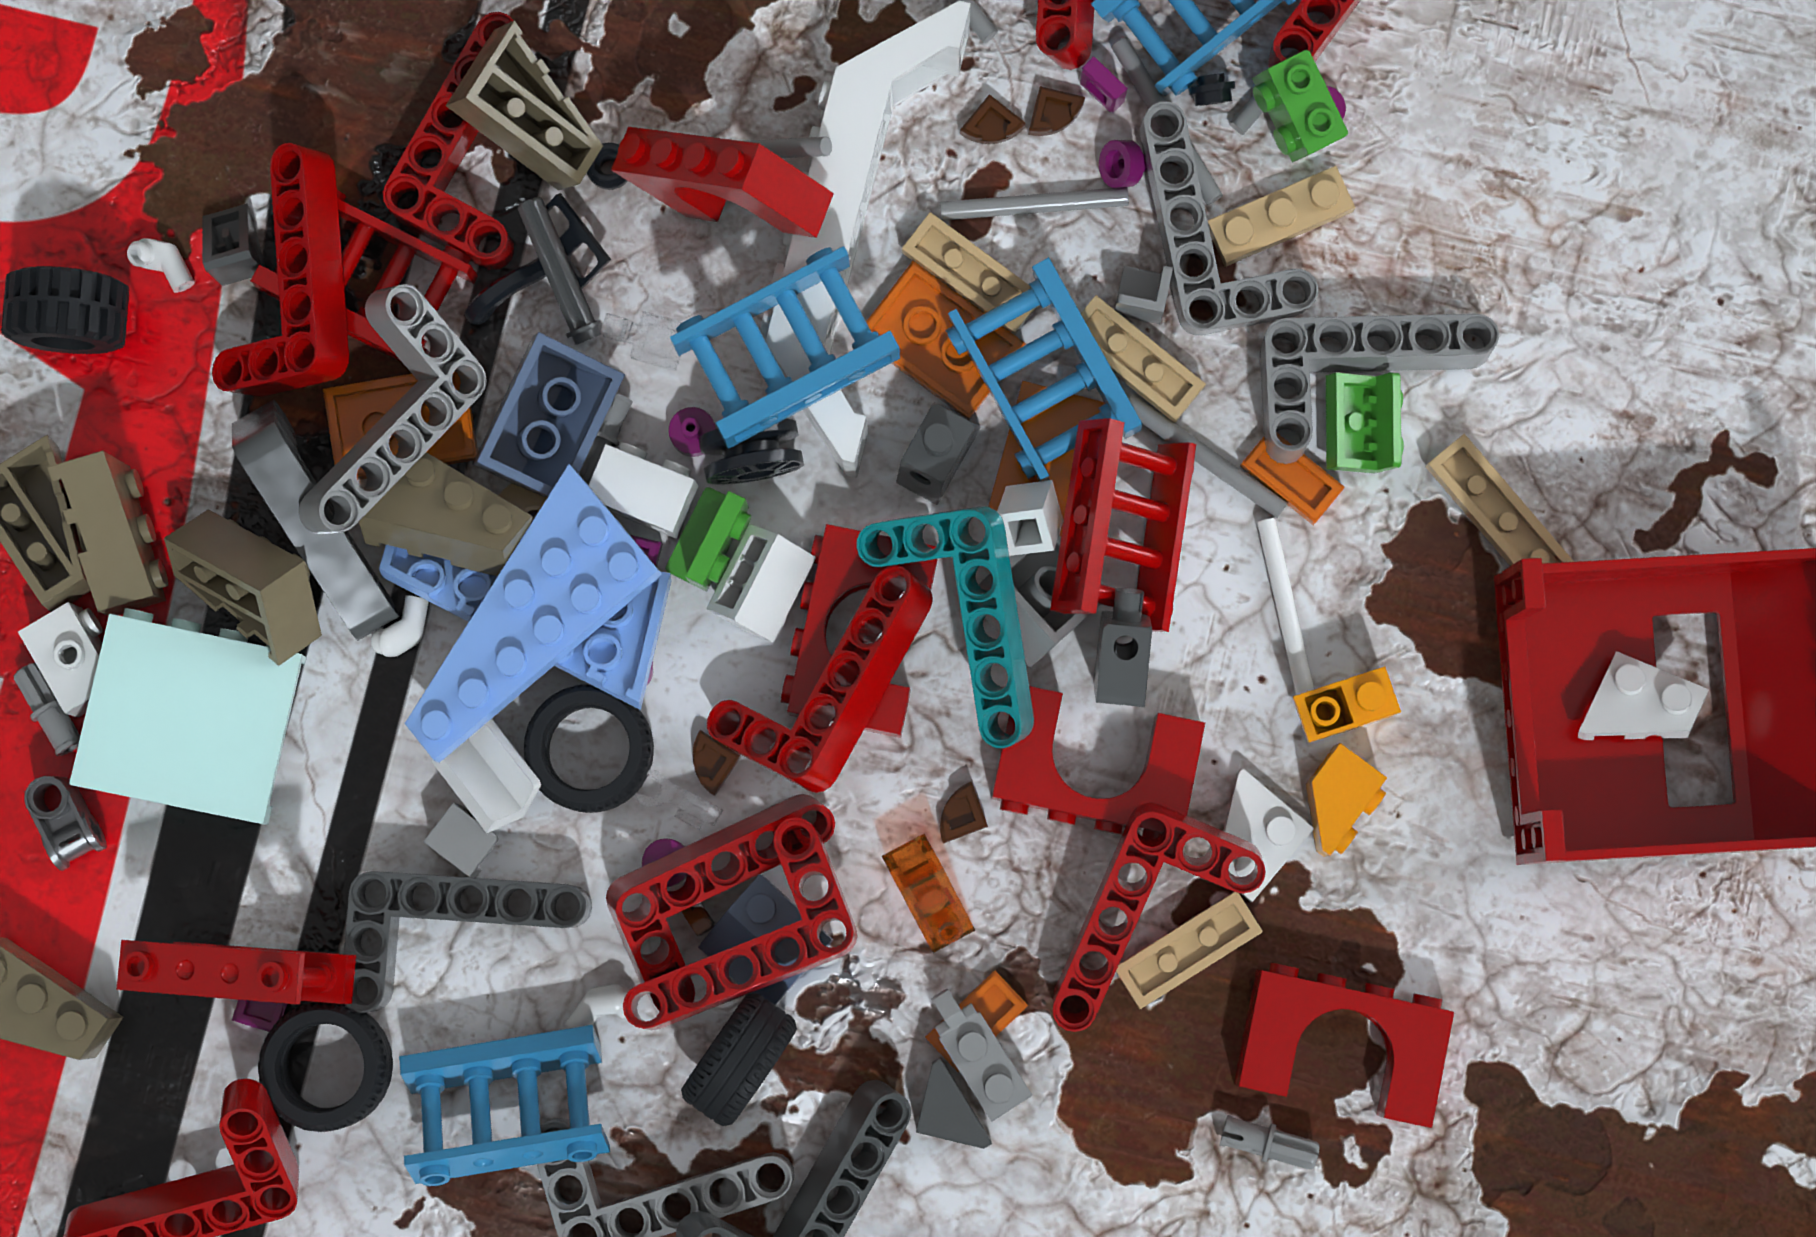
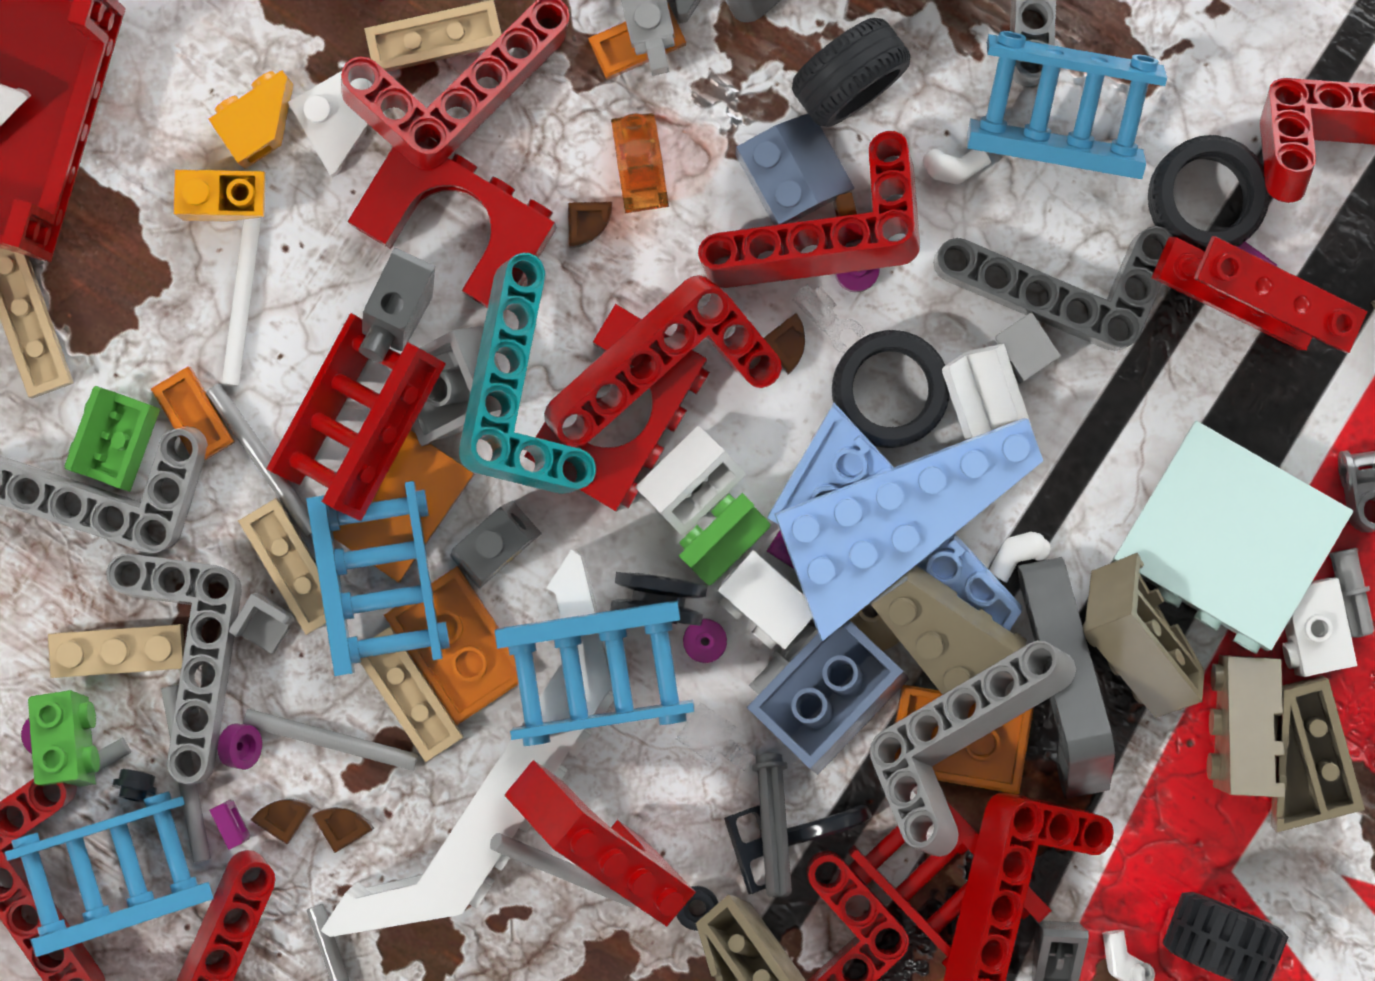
camera: 165 degrees left, 5 degrees up
(760, 949) = (800, 153): red beam -> none
(1031, 517) = (433, 451): white brick -> none

